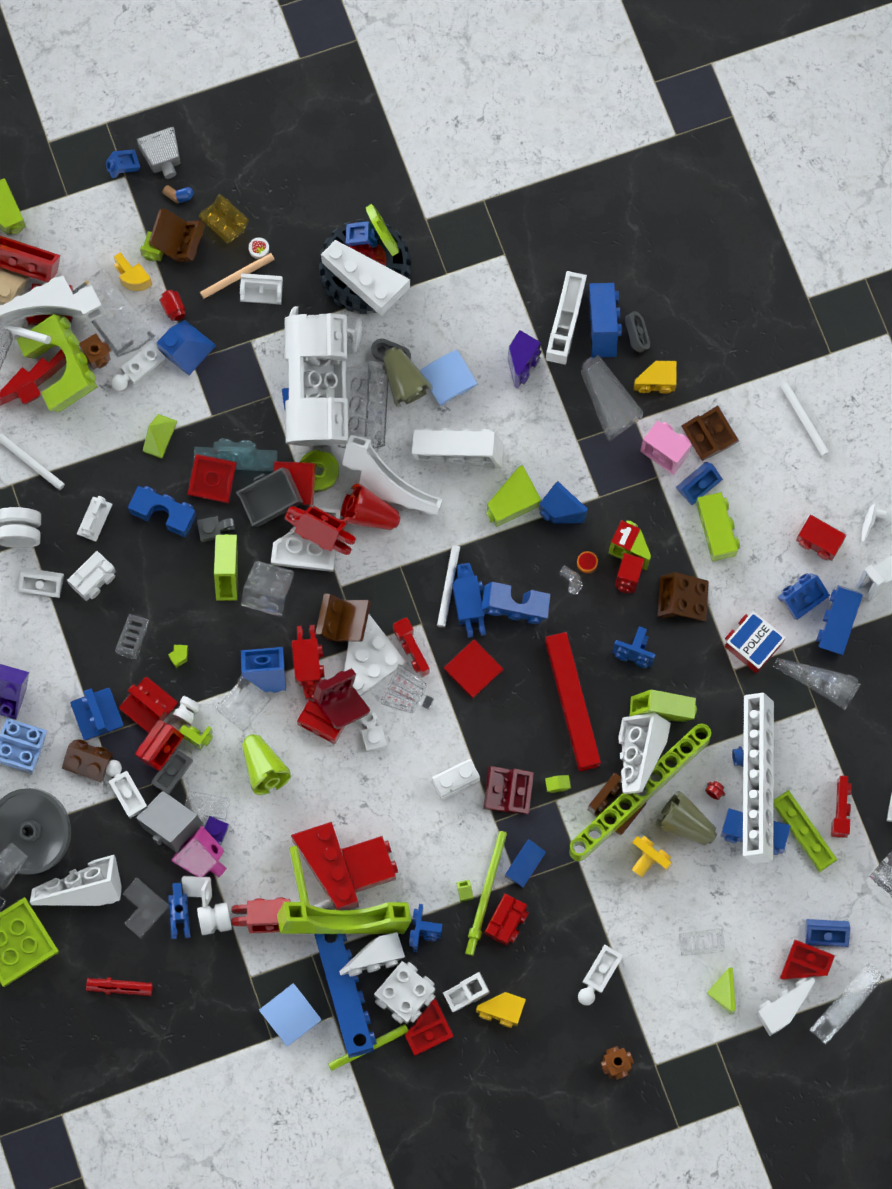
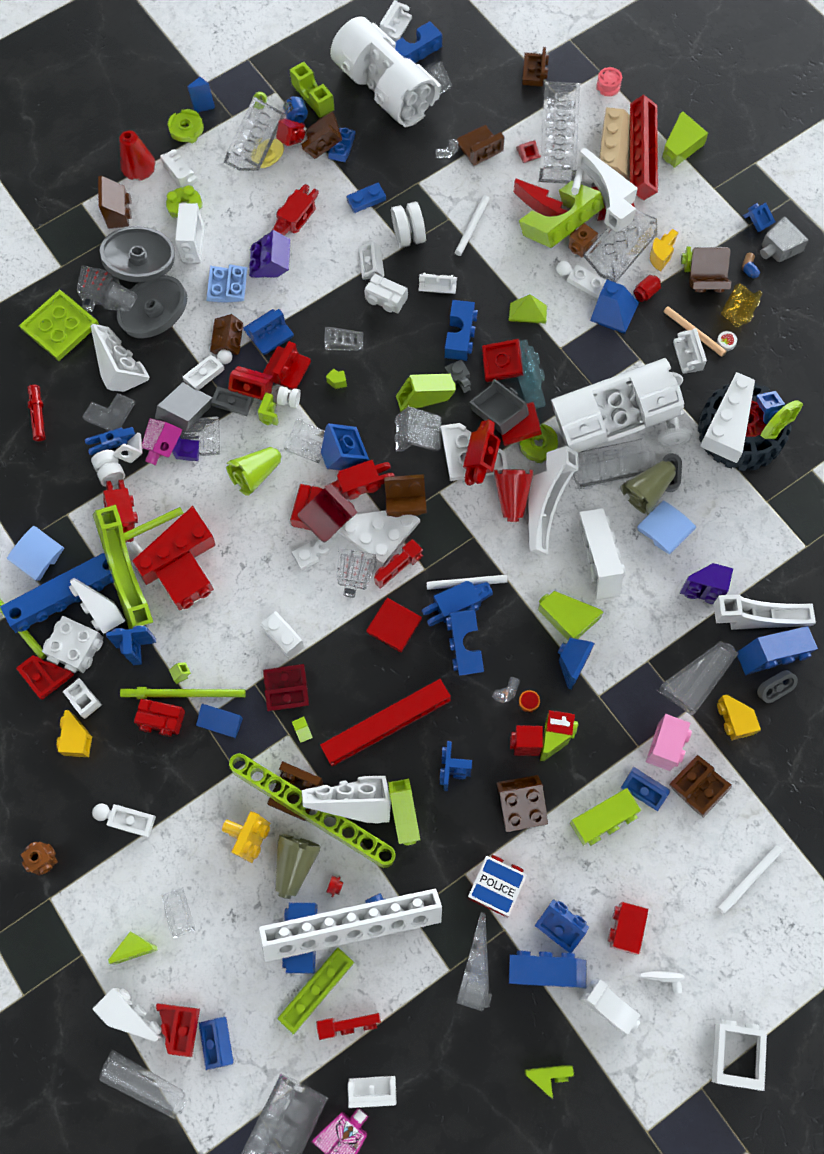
camera: 80 degrees right, 5 degrees down
(28, 393) = (528, 202): red slope -> none

